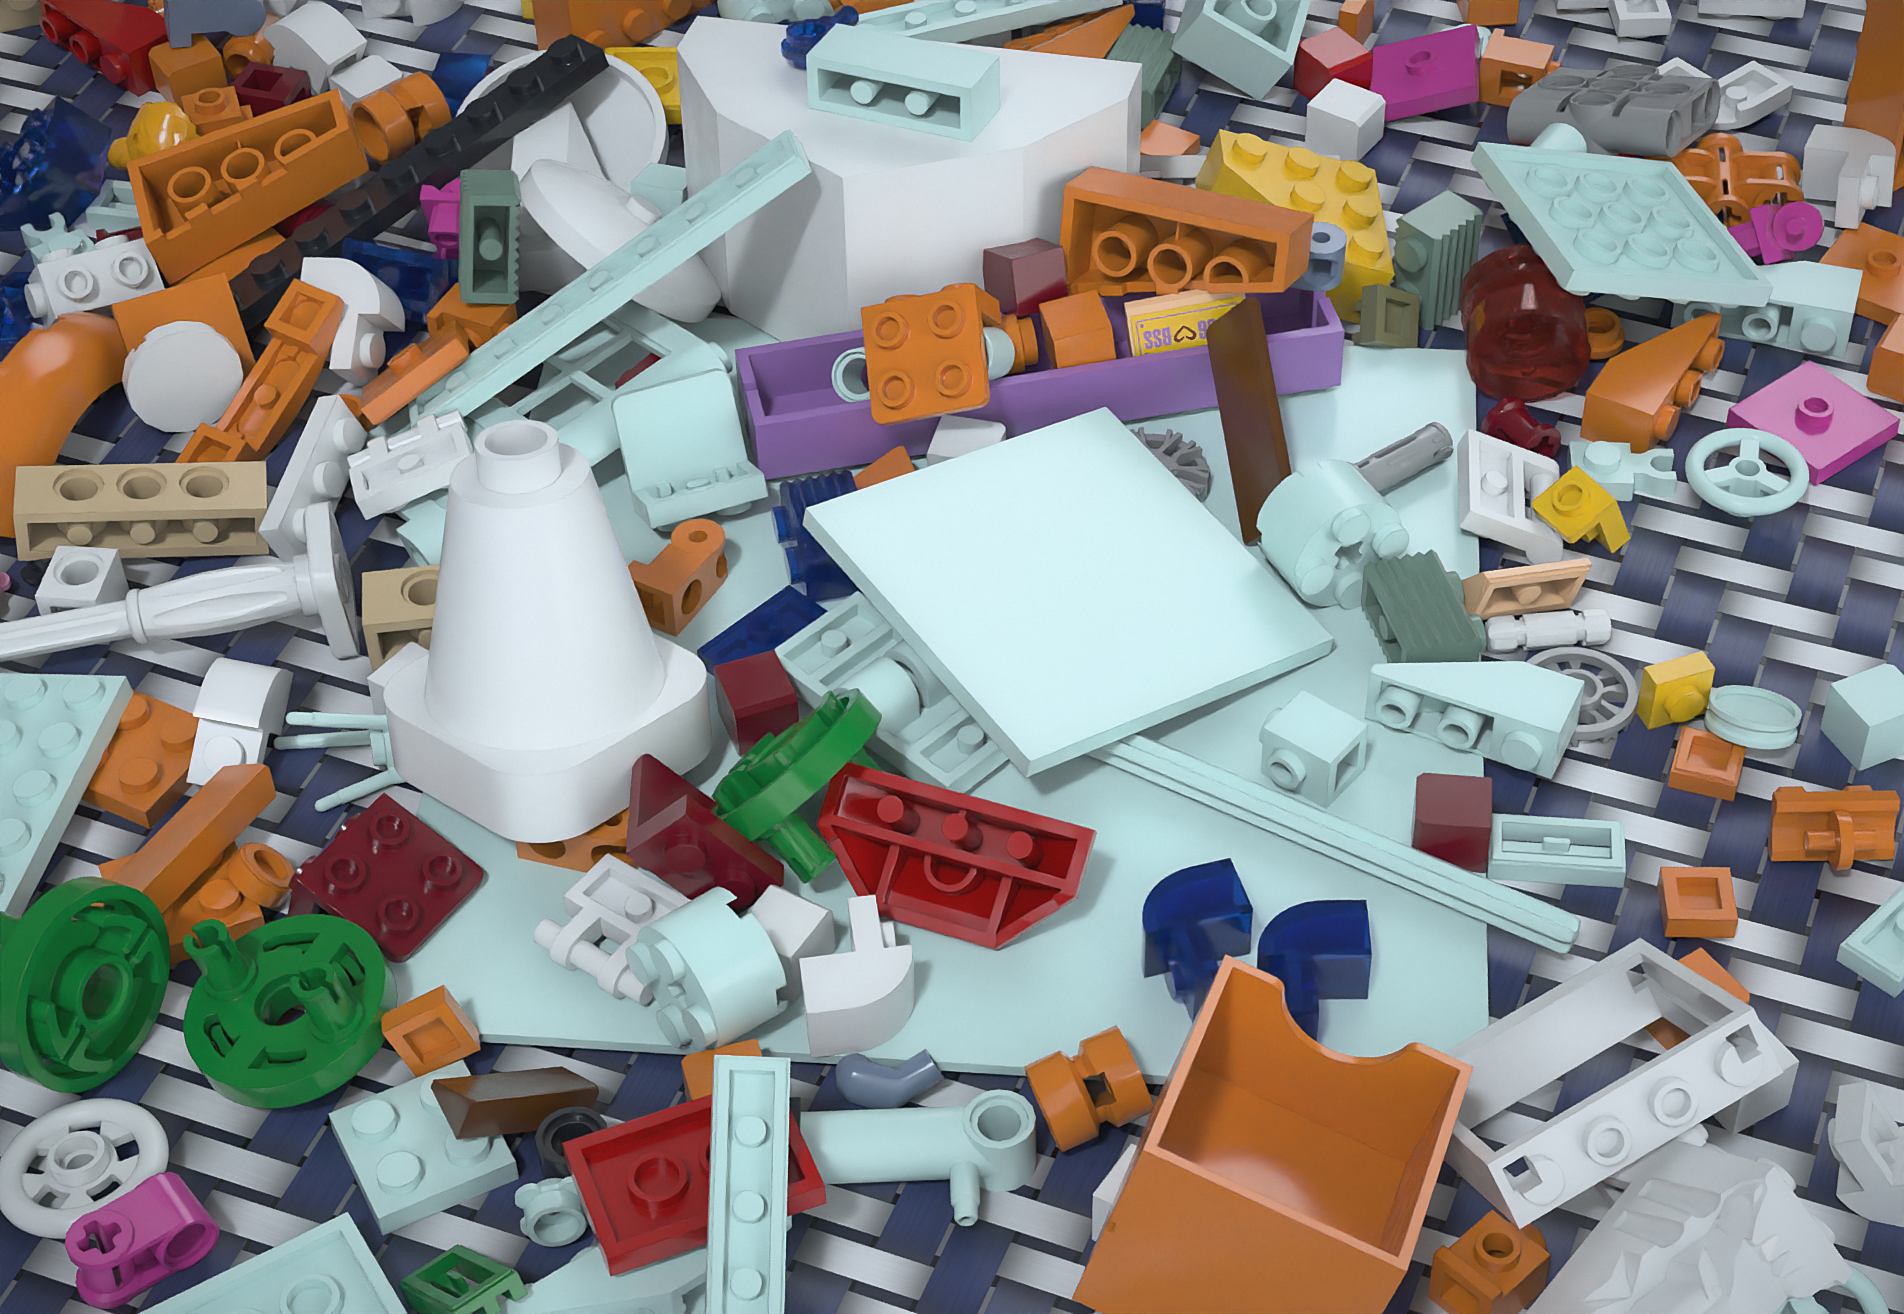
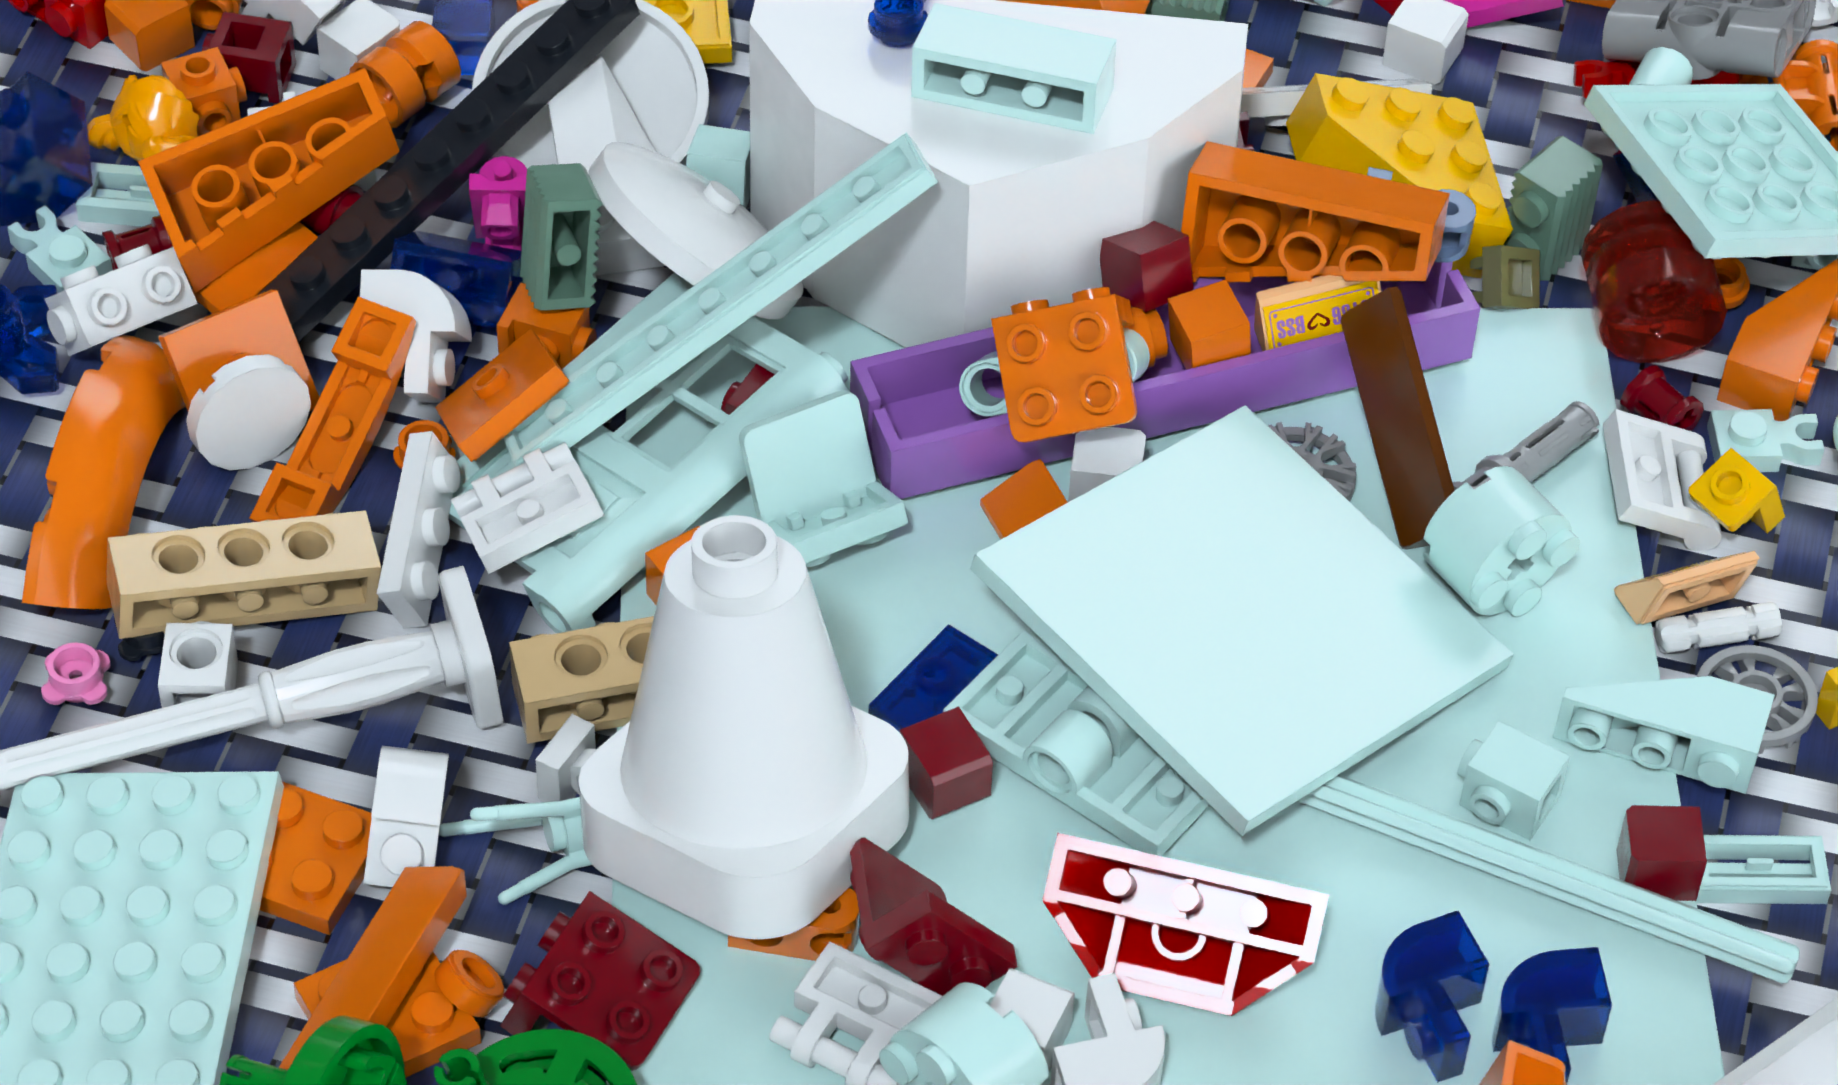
camera: 10 degrees left, 5 degrees up
(682, 575) = (847, 605): orange leg -> none
(785, 771) = (1013, 847): green piece -> none
(806, 559) = (947, 551): clear blue brick -> none
(1420, 611) = (1597, 624): sand green brick -> none

